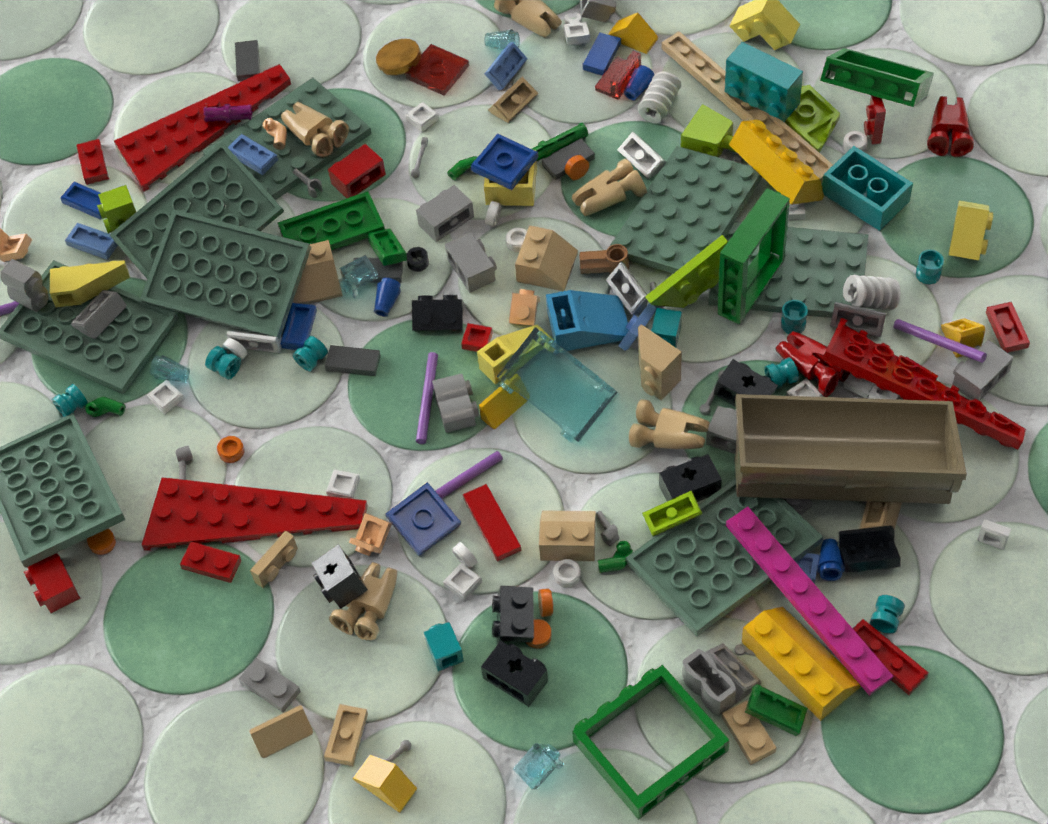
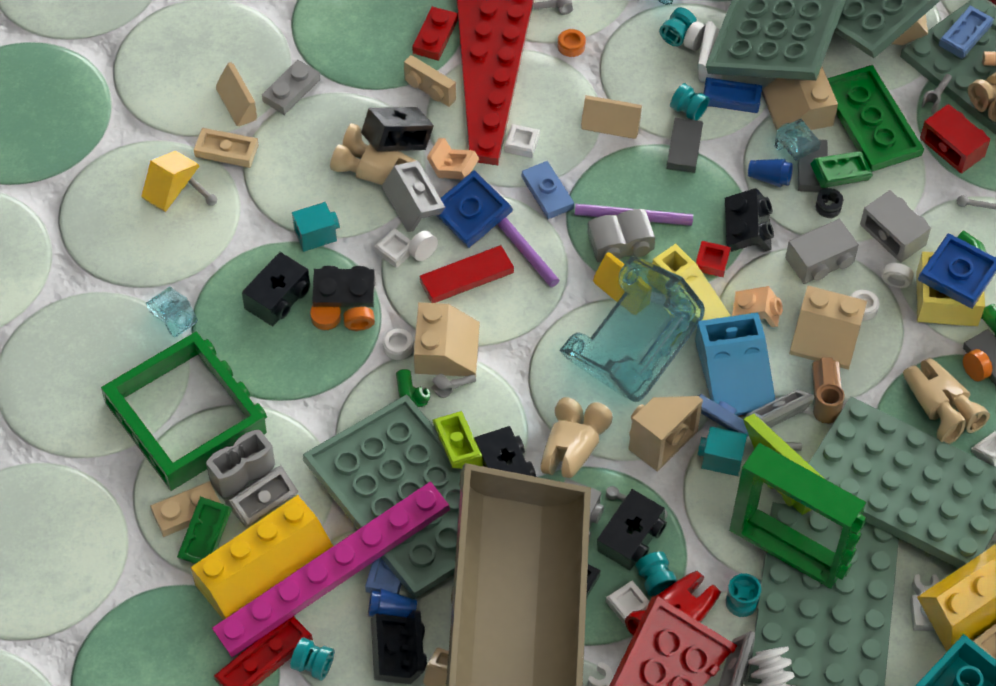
camera: 85 degrees right, 0 degrees up
(323, 414) = (611, 117): none -> tan slope
(399, 462) = (547, 190): none -> medium blue plate
(412, 564) = (412, 194): none -> light grey panel

